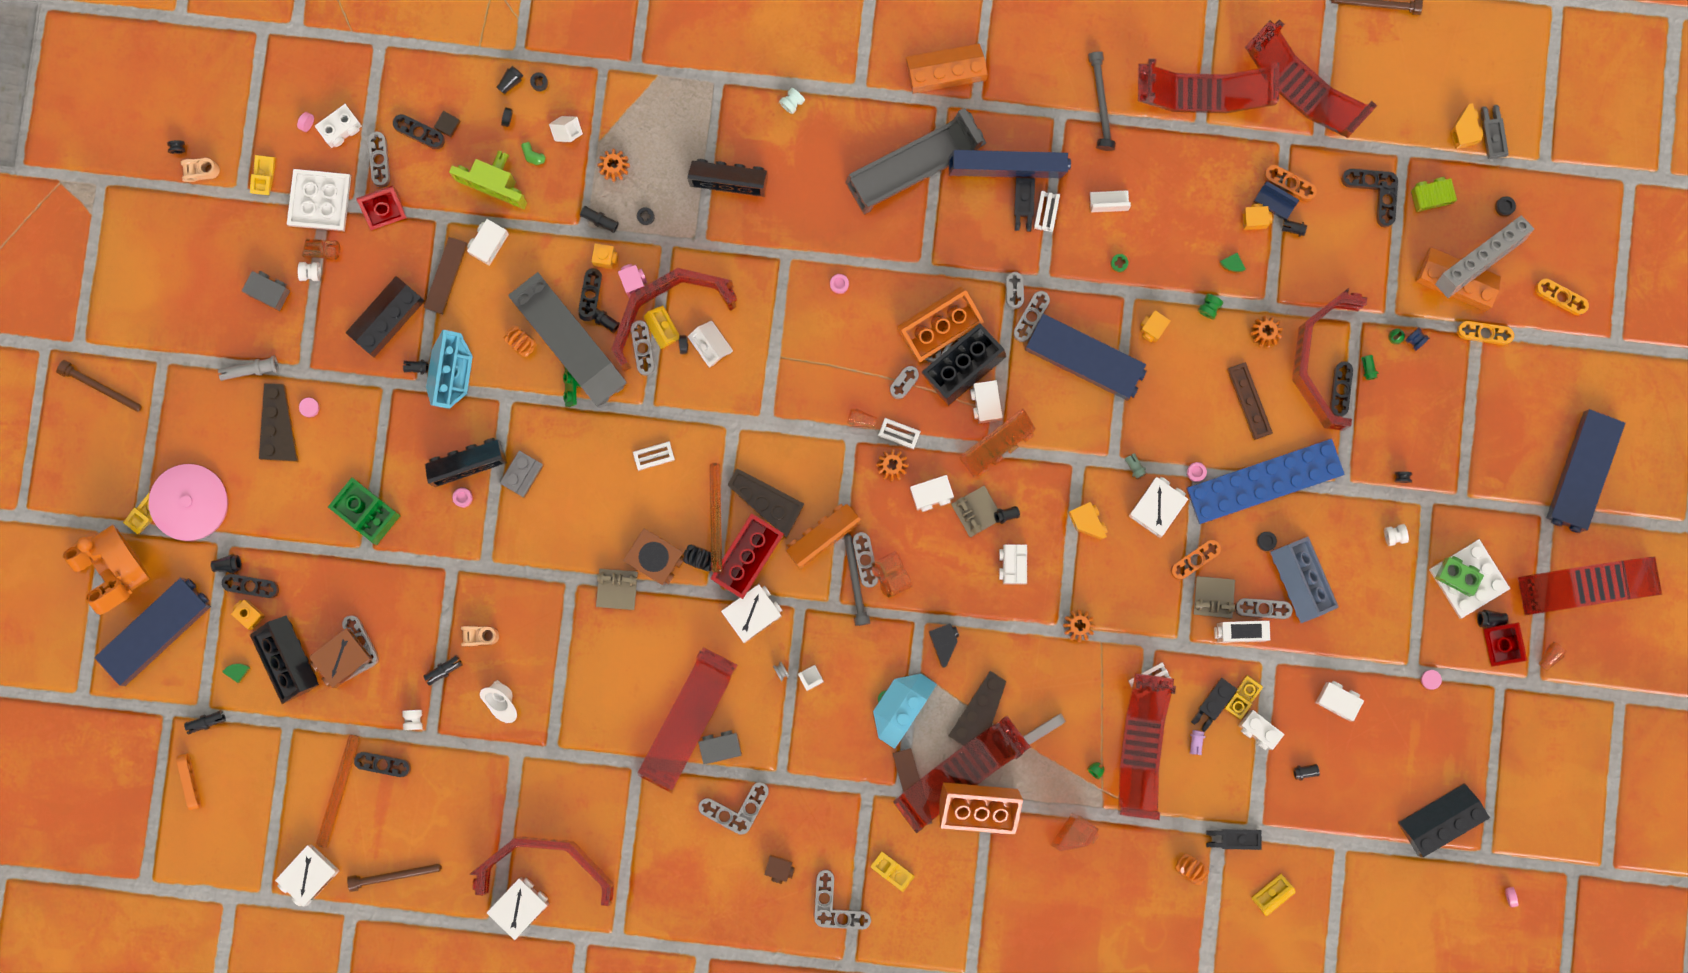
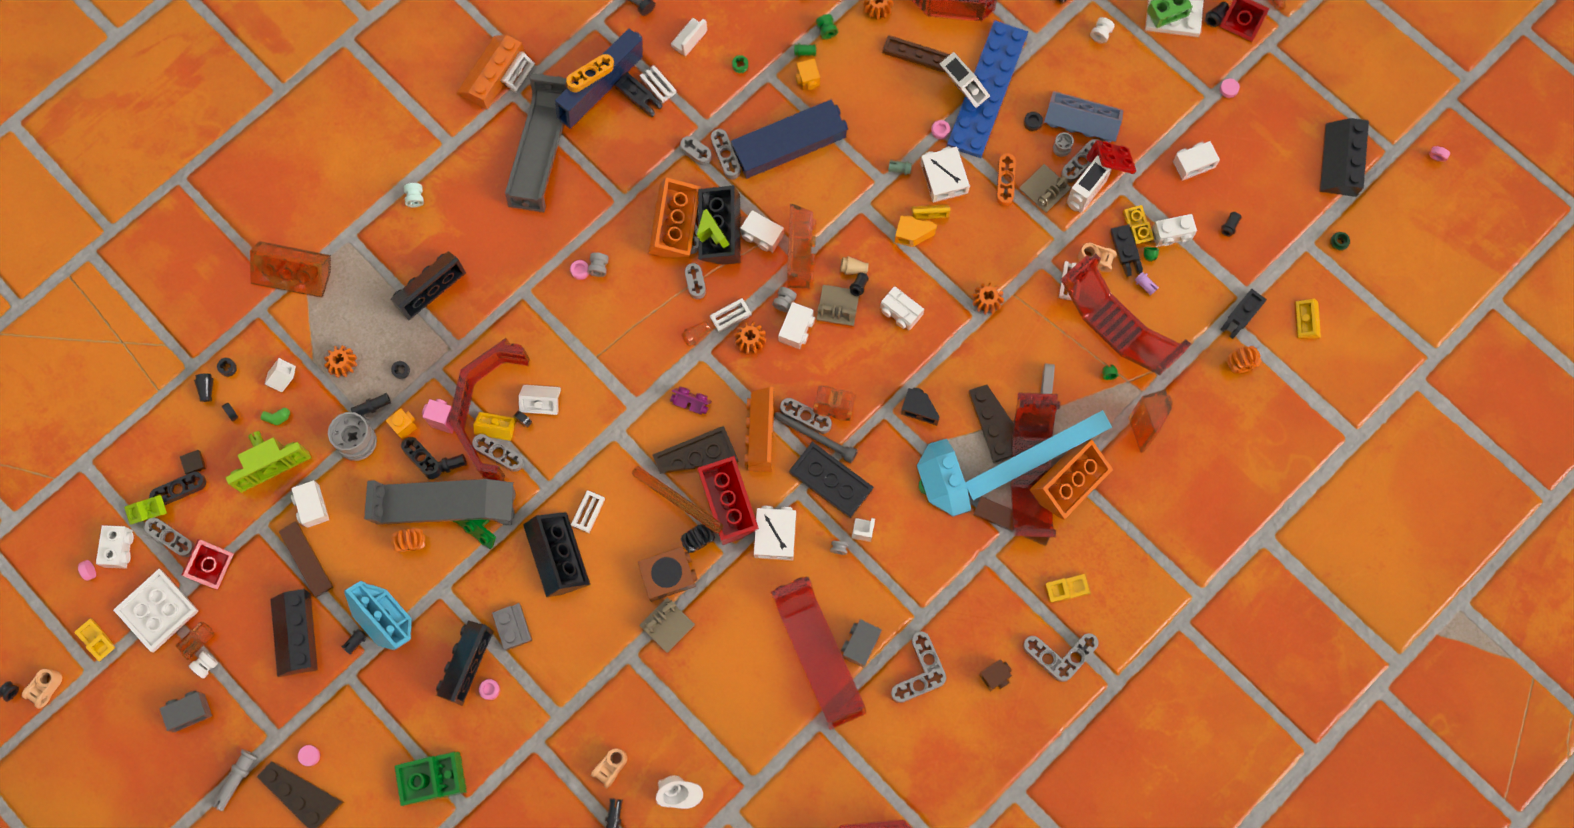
camera: 50 degrees left, 10 degrees down
(383, 122) = (145, 509): none -> lime slope
(558, 219) = (347, 428): none -> light grey wheel
(601, 460) = (556, 554): none -> black slope
(653, 59) = (289, 269): none -> clear orange slope
(808, 468) = (697, 401): none -> magenta hinge
(830, 621) = (831, 480): none -> black tile
(852, 296) = (598, 264): none -> light grey wheel
(946, 465) = (784, 299): none -> light grey wheel
(952, 360) = (709, 228): none -> lime slope
(962, 88) = (515, 69): none -> white tile
(977, 767) = (1038, 455): none -> medium azure tile
(987, 149) = (593, 65): none -> light orange beam
(1018, 497) = (853, 266): none -> tan cone
(1117, 520) = (930, 212): none -> yellow slope
(1175, 305) = (804, 50): none -> green pin
(1188, 687) = (1104, 253): none -> light nougat piece
(1226, 726) = (1151, 253): none -> green hinge
(1250, 459) = (964, 79): none -> white brick
(1267, 582) = (1064, 140): none -> light grey wheel
(1280, 634) = (1112, 156): none -> red bracket
(1370, 871) = (1340, 236): none -> dark green plate

